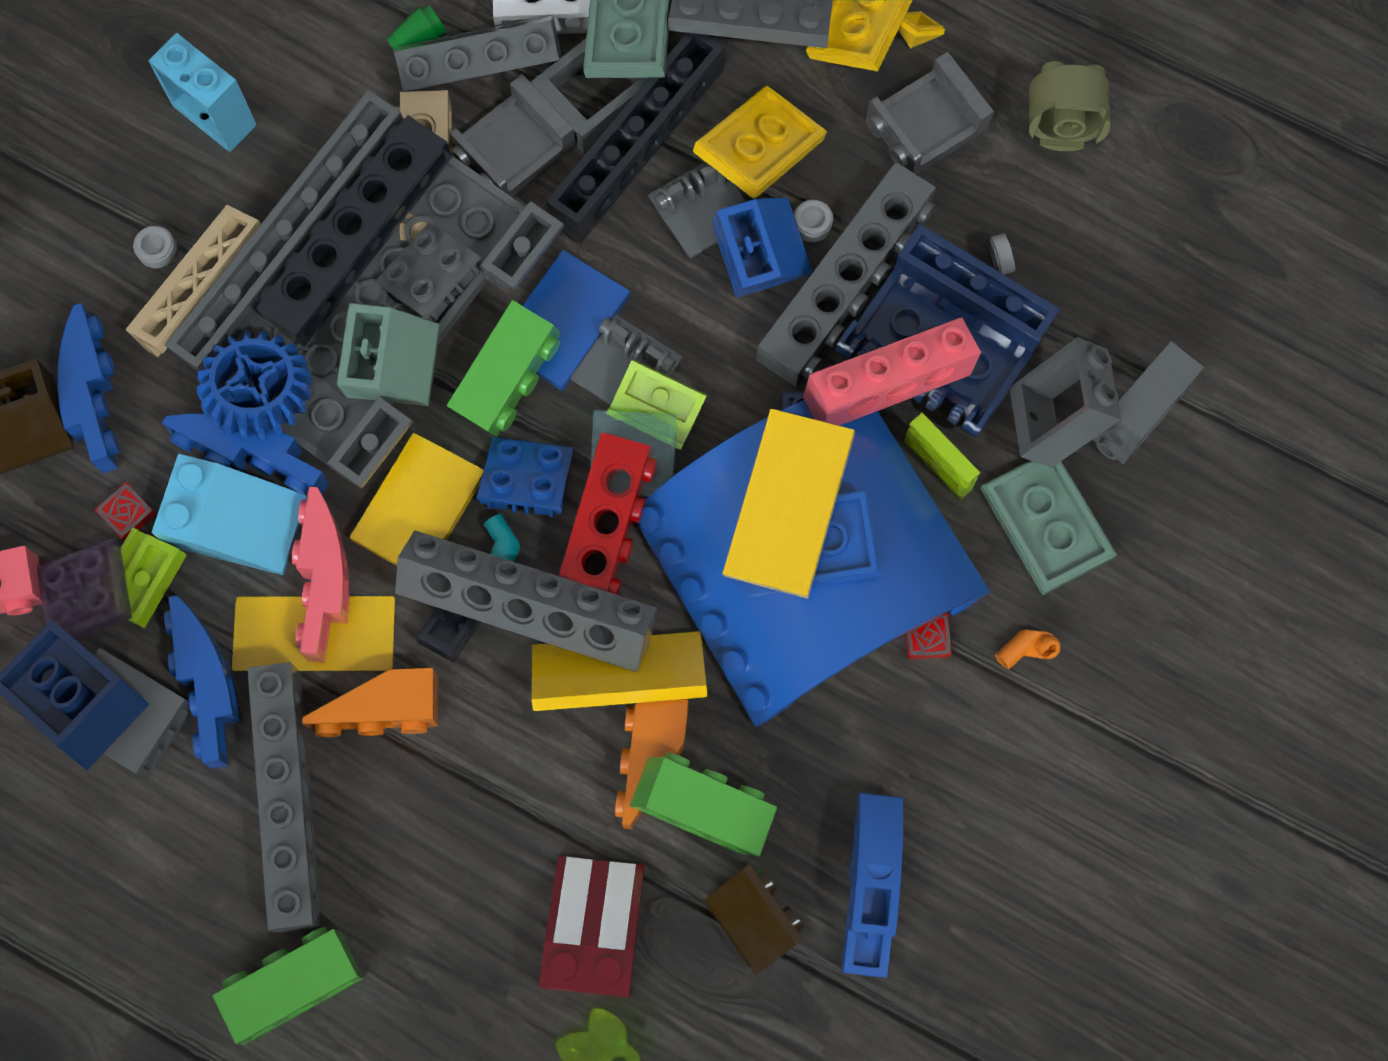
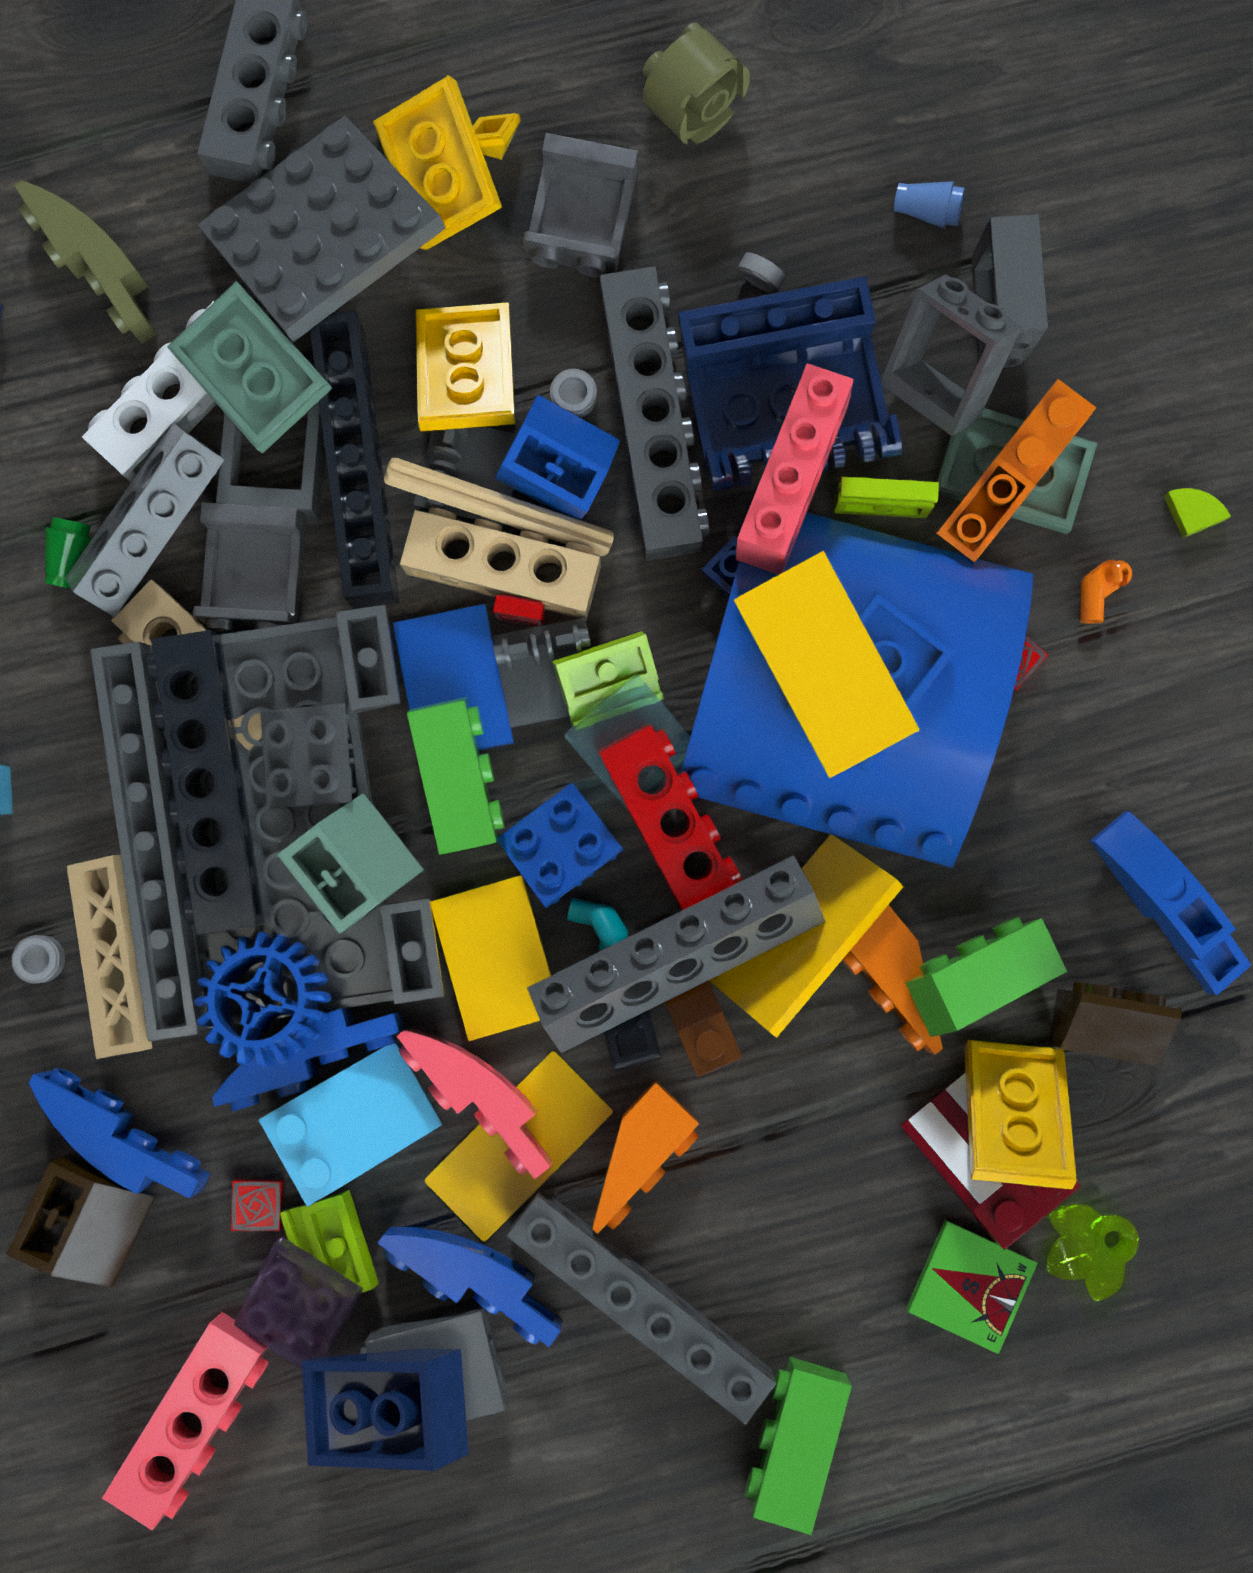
camera: 40 degrees left, 10 degrees up
(497, 667) = (703, 1029): none -> reddish brown slope
(498, 1002) = (971, 1286): none -> bright green tile
(636, 913) = (1019, 1115): none -> yellow tile
(645, 313) = (519, 610): none -> red tile
(687, 332) = (435, 530): none -> tan brick
(695, 240) = (496, 506): none -> tan axle
(1039, 518) = (1016, 470): none -> orange slope
(1141, 658) = (1195, 510): none -> lime tile
(1156, 312) = (931, 202): none -> medium blue cone

